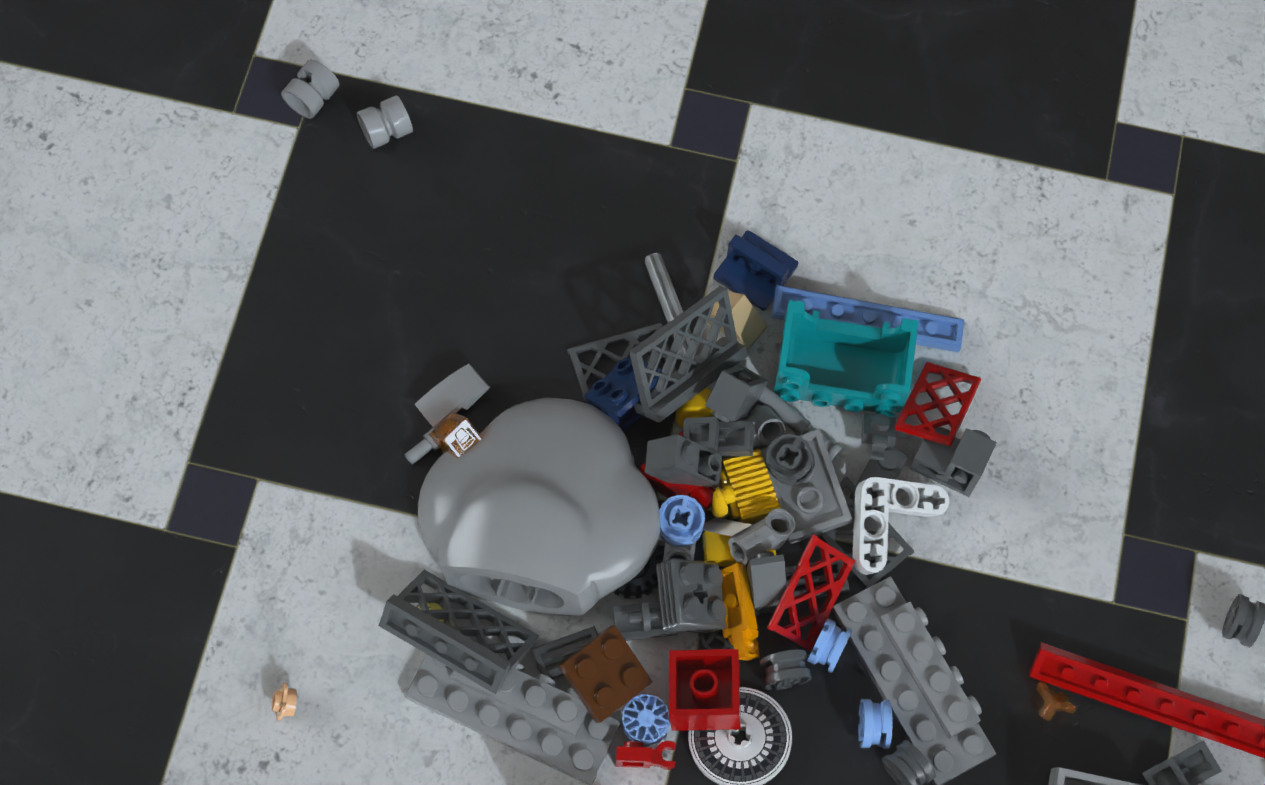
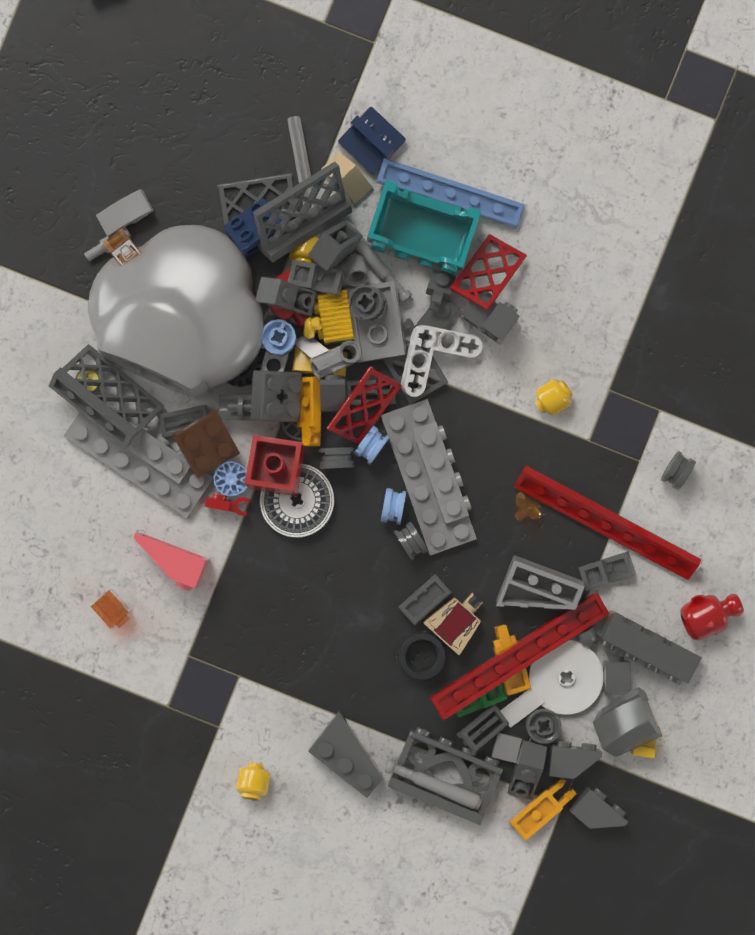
camera: 15 degrees right, 20 degrees up
(1056, 549) = (553, 397): none -> yellow head

